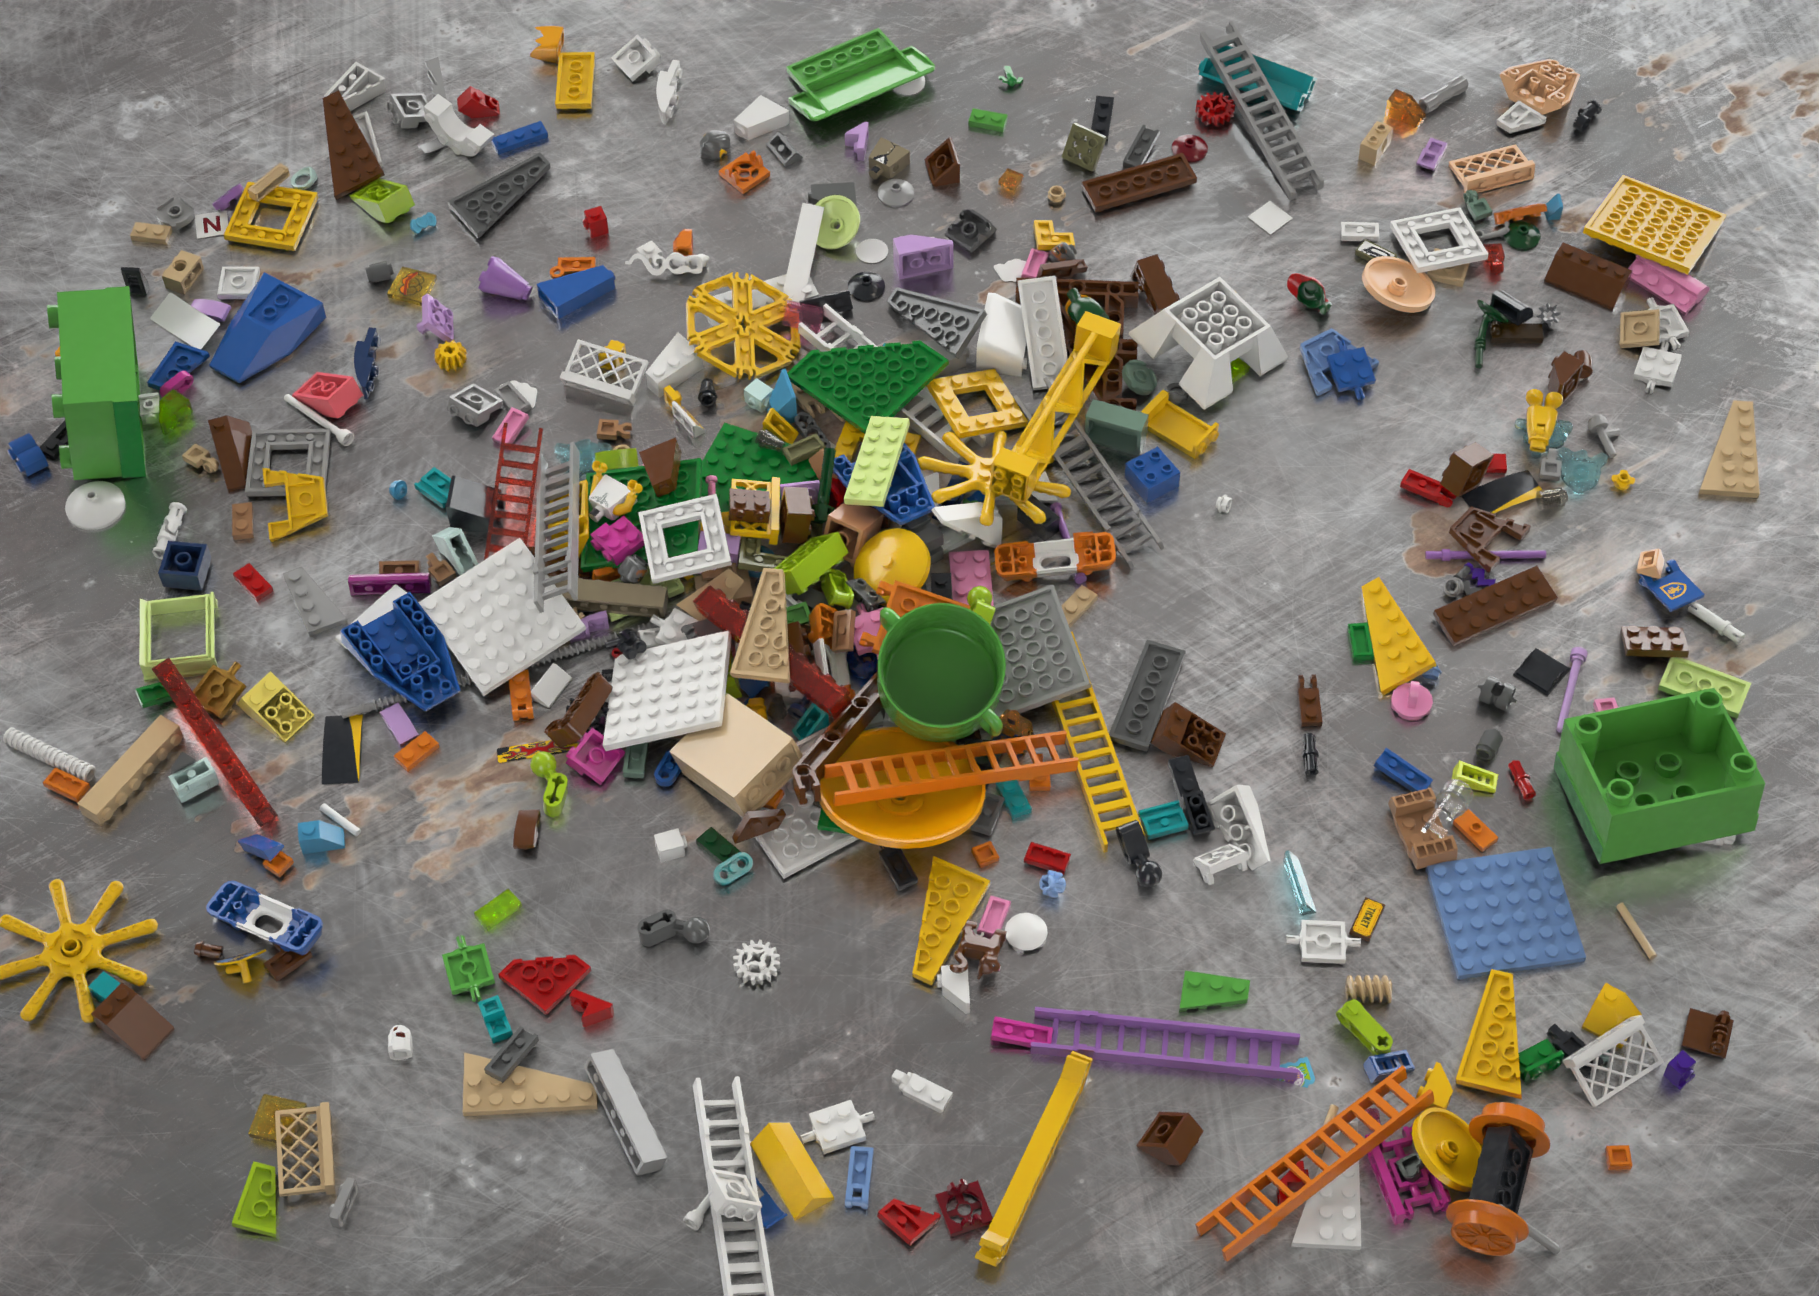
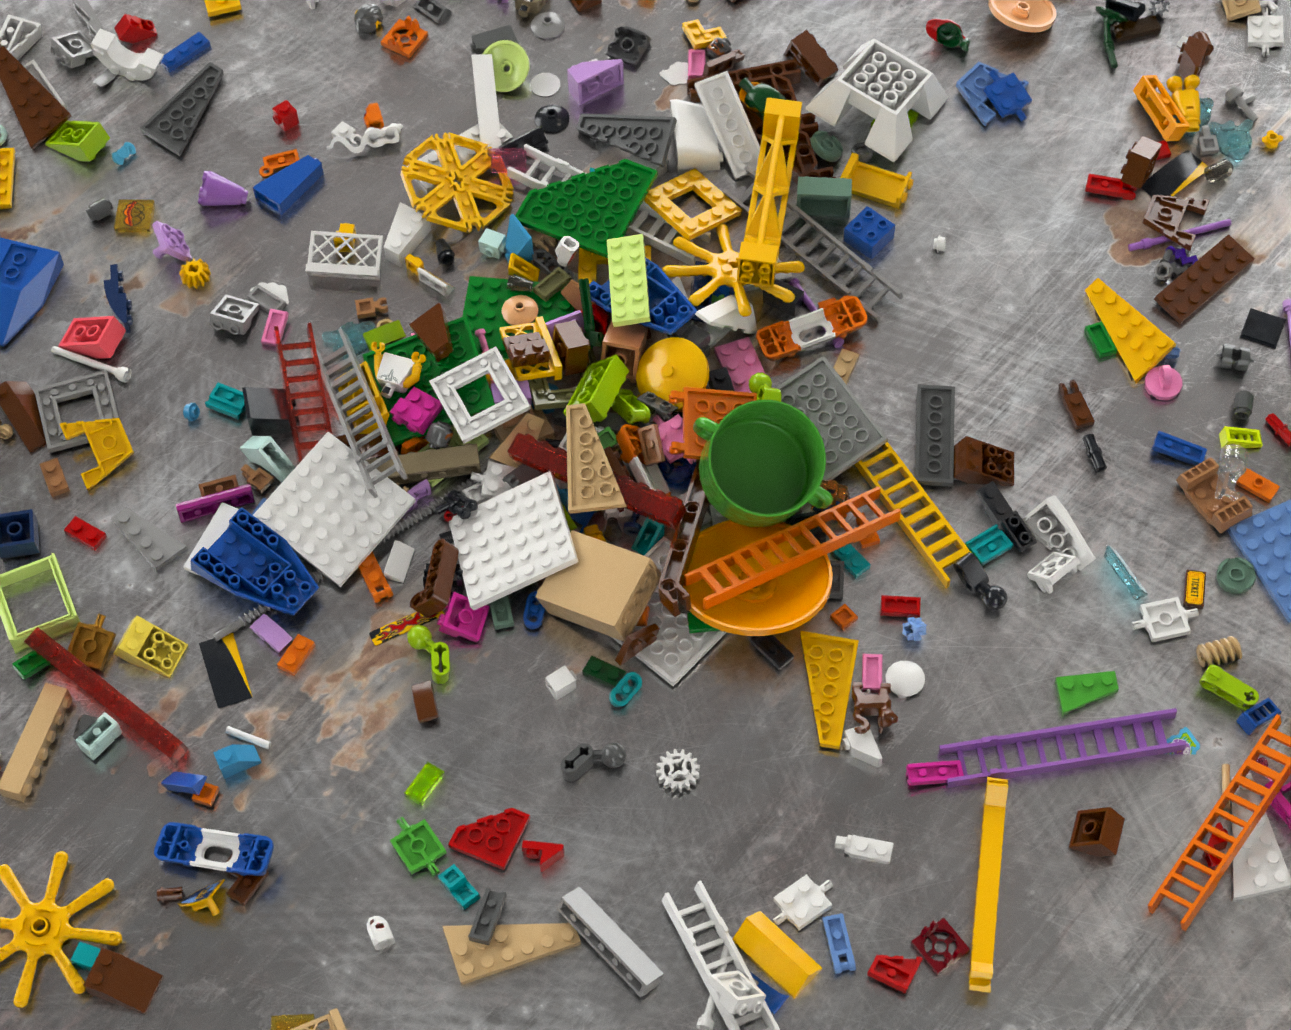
camera: 15 degrees left, 5 degrees up
(755, 471) = (517, 316): none -> light nougat dish
(829, 419) = (566, 250): none -> white rock
(1417, 917) = (1236, 575): none -> sand green tile
(1510, 418) = (1160, 108): none -> light orange brick

